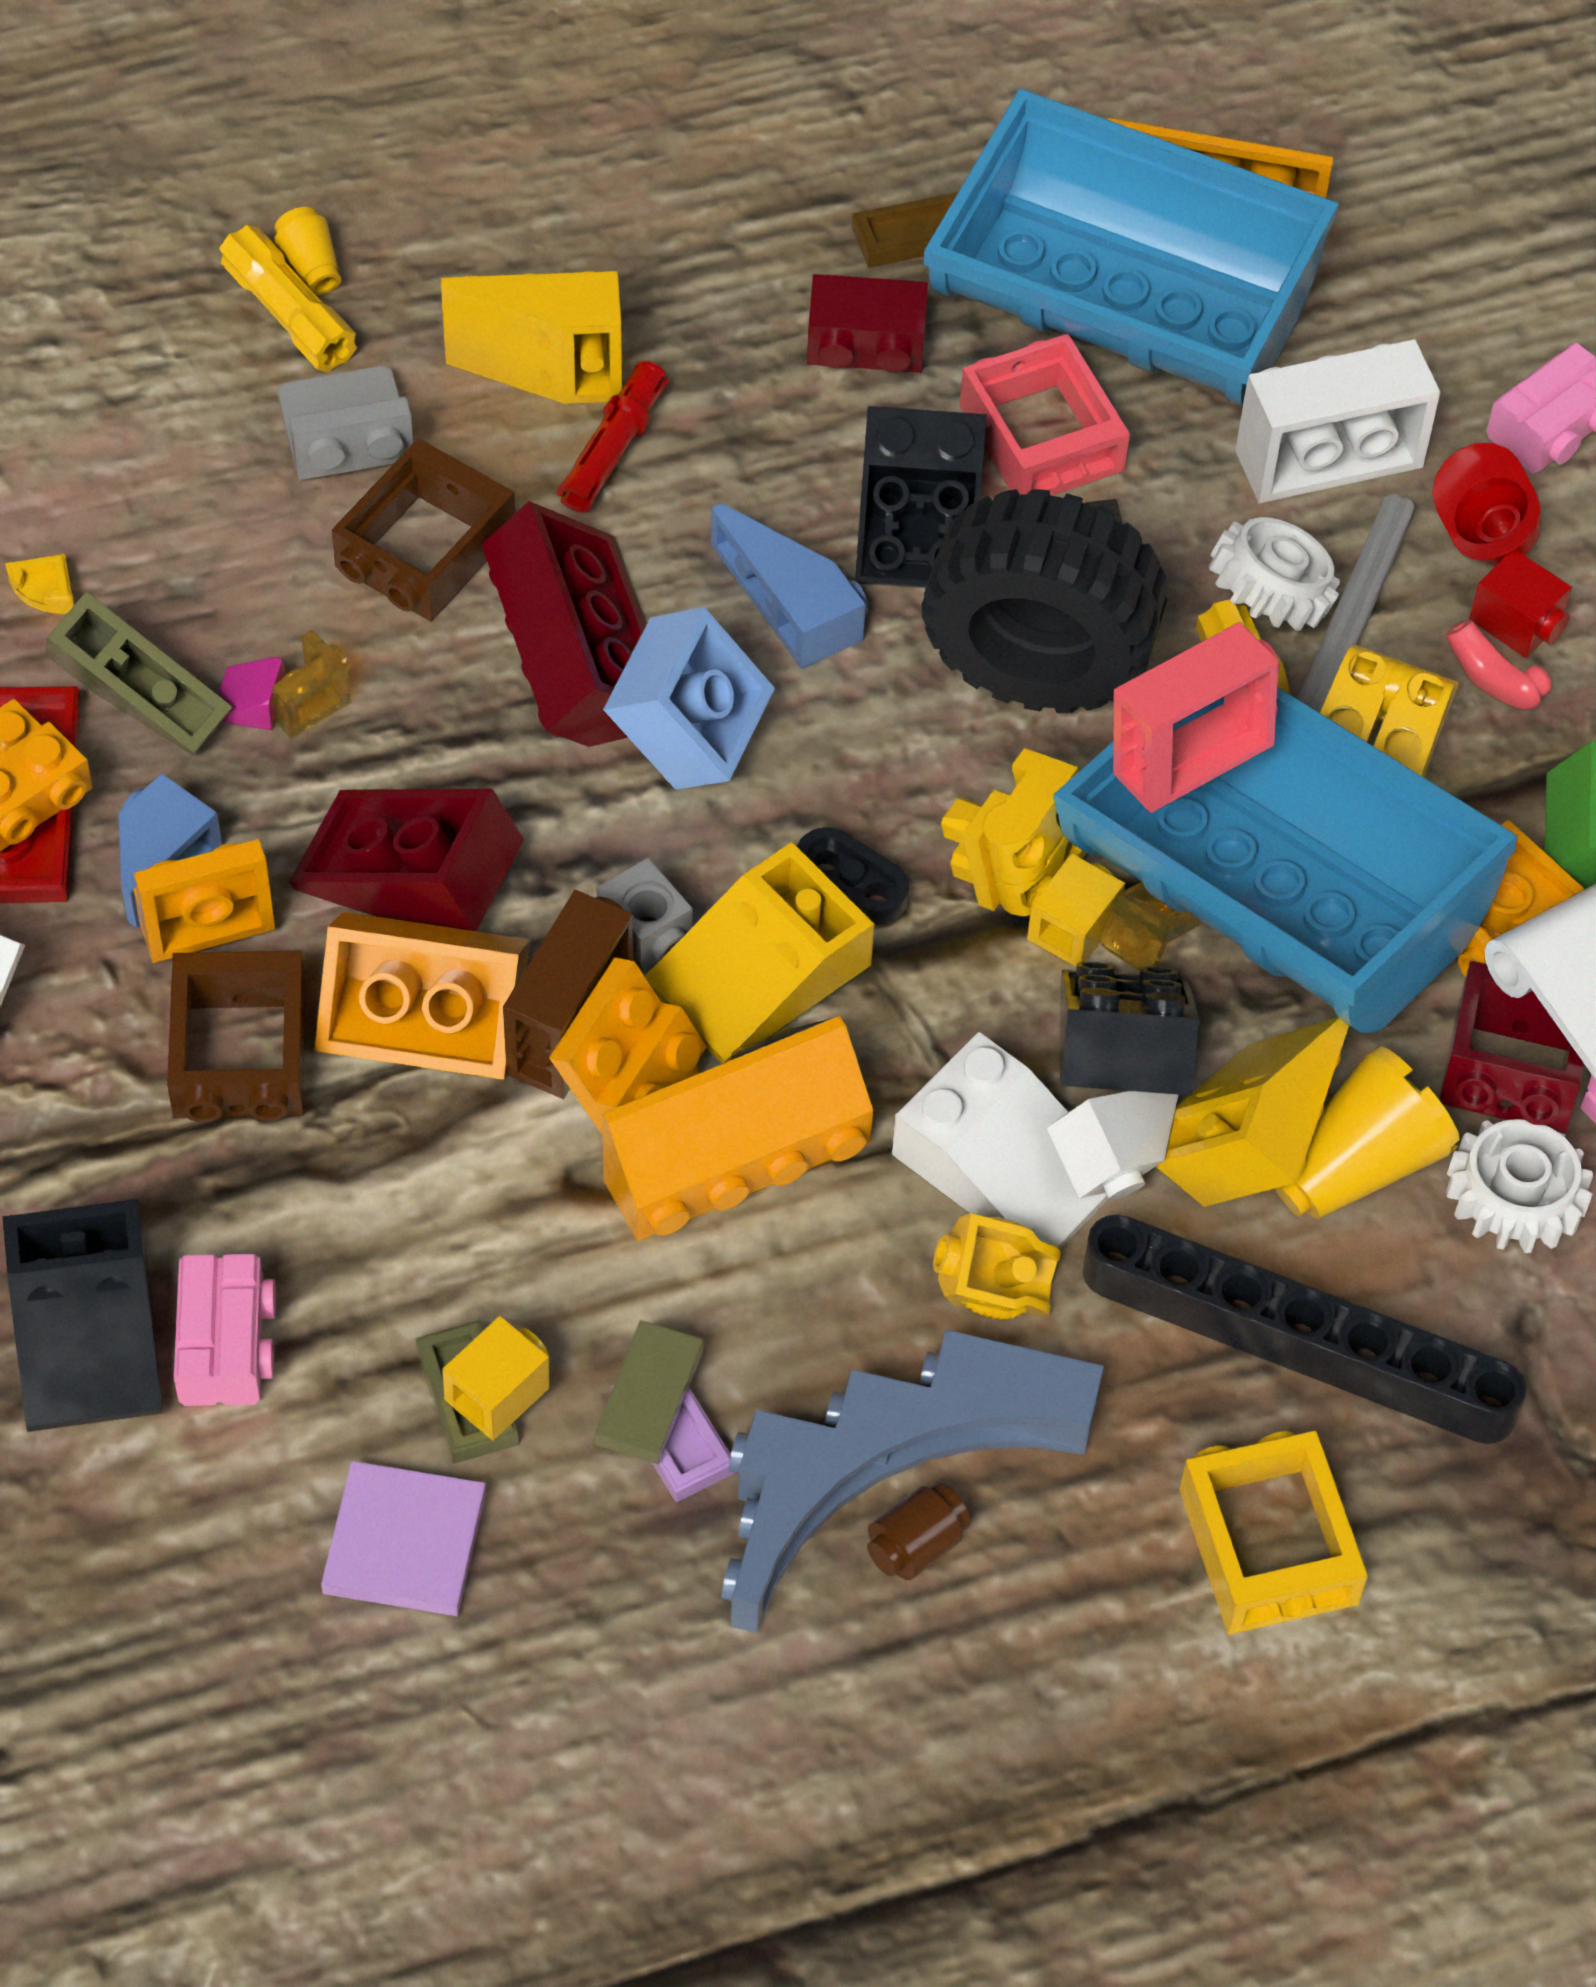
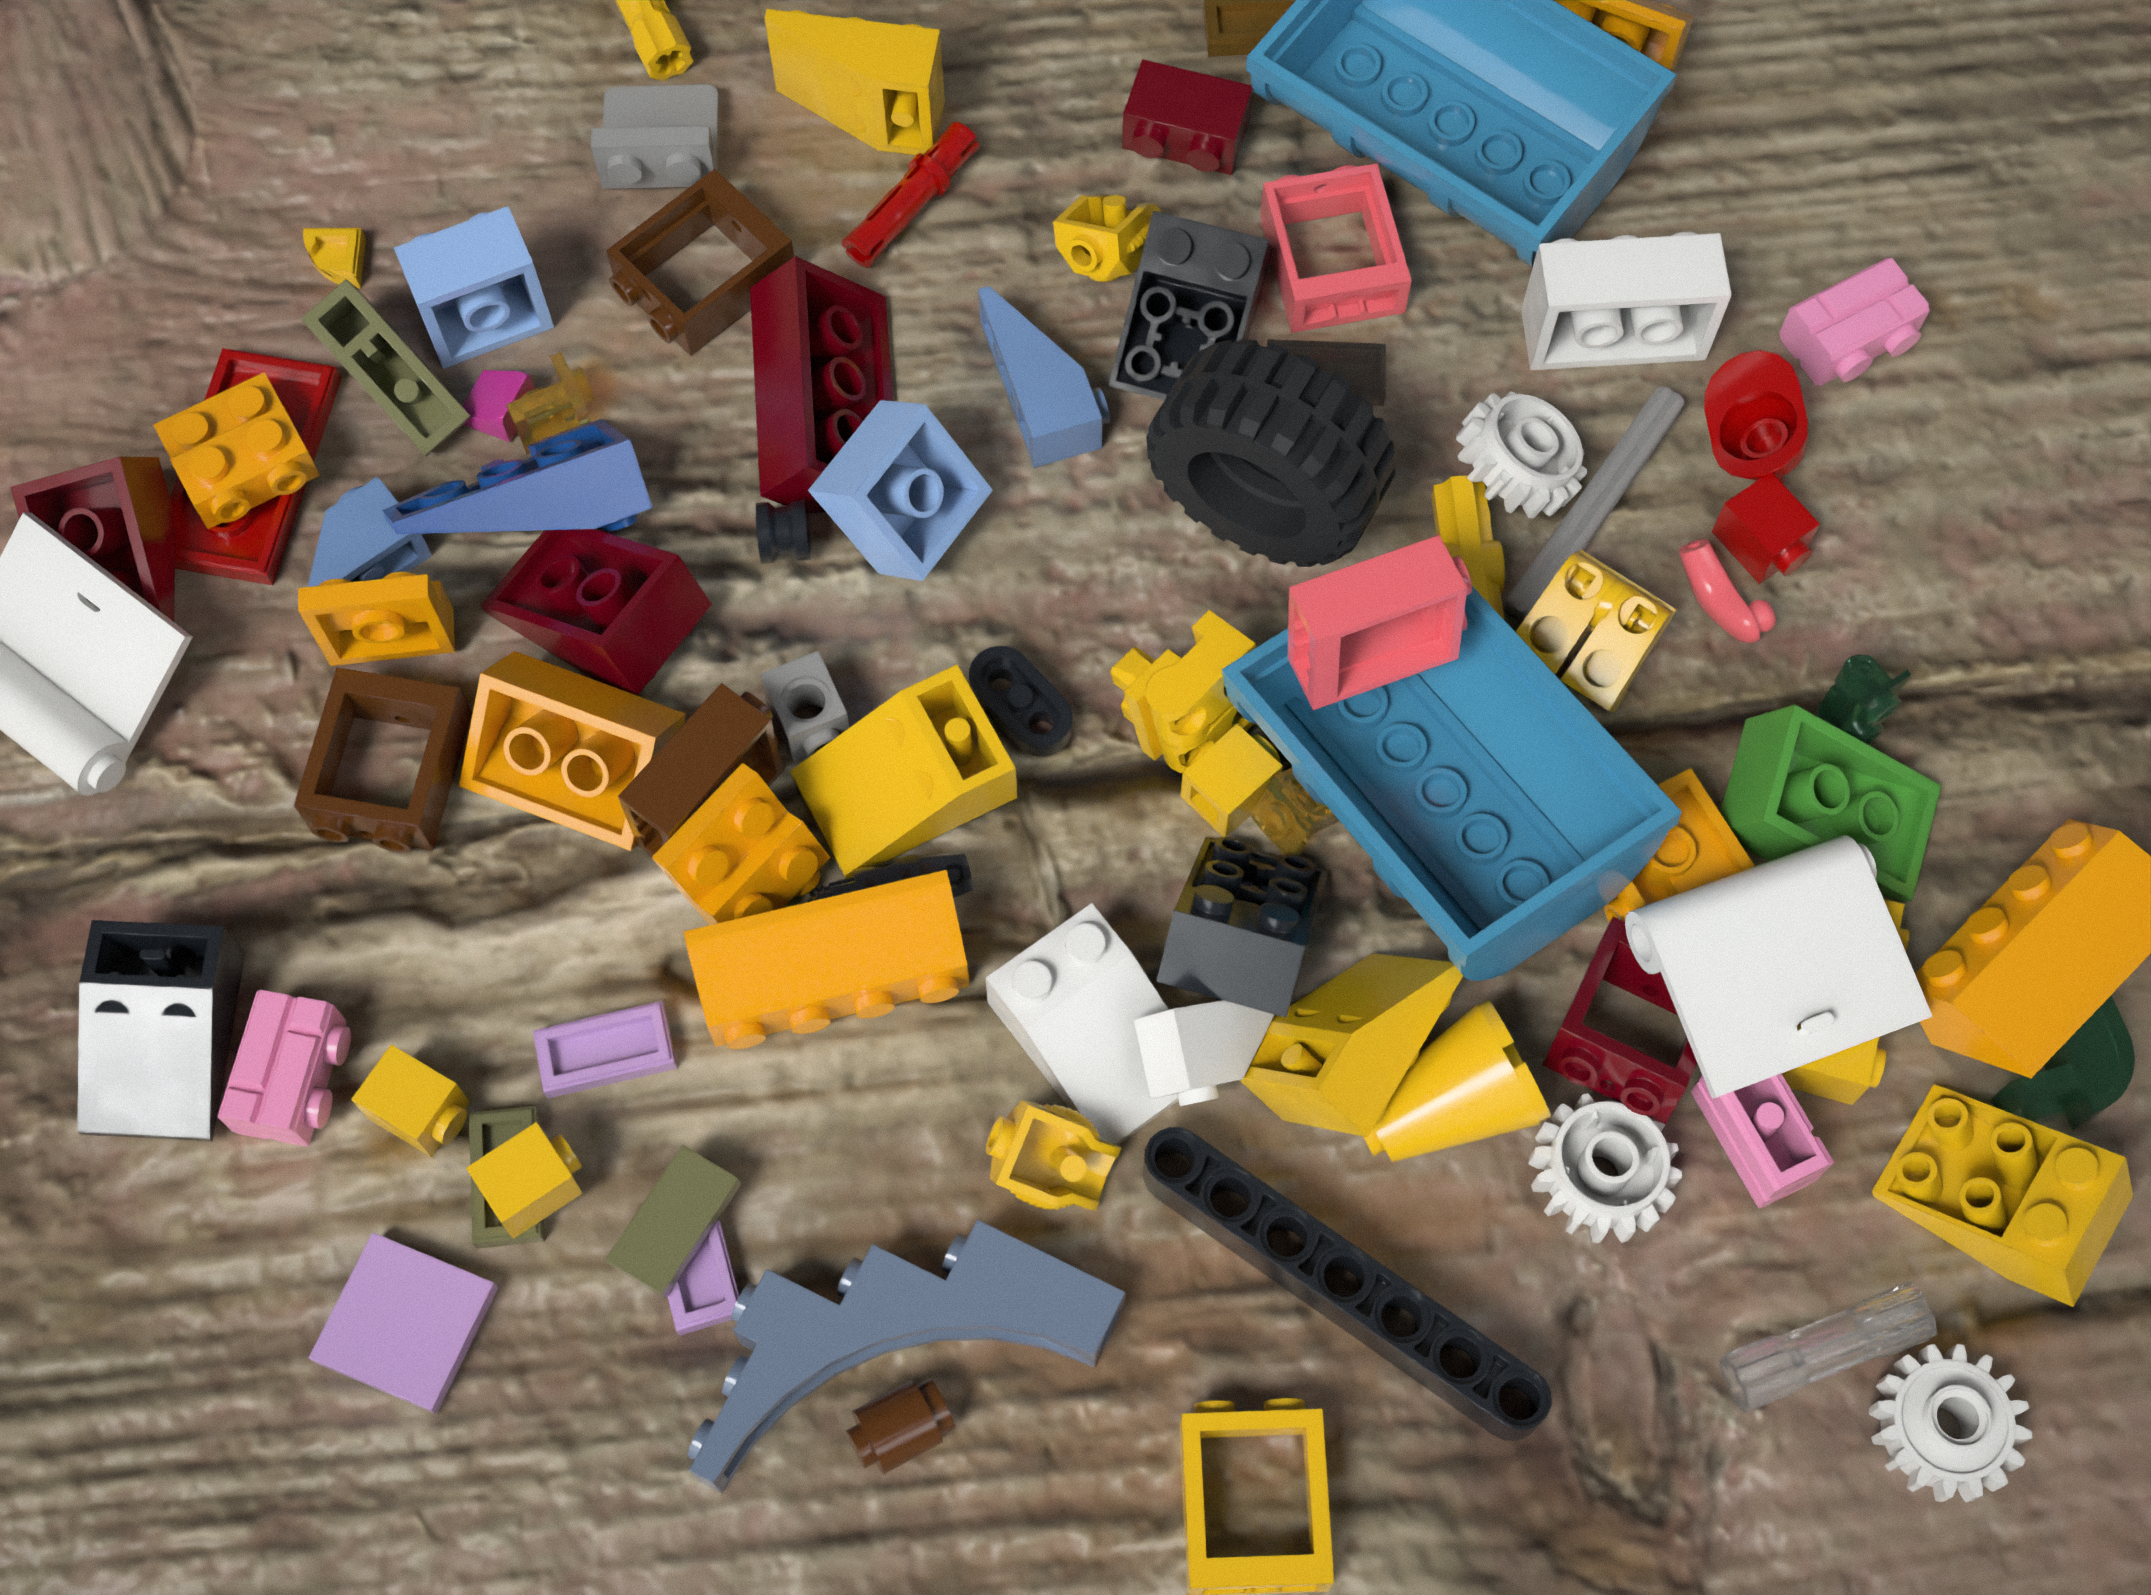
camera: 15 degrees right, 10 degrees up
(208, 584) = (475, 286): none -> light blue brick
(345, 749) = (569, 483): none -> wedge
(358, 1336) = (412, 1101): none -> yellow brick
(530, 1260) = (604, 1049): none -> lavender tile
(576, 761) = (783, 531): none -> black wheel
(816, 446) = (1103, 236): none -> yellow hand

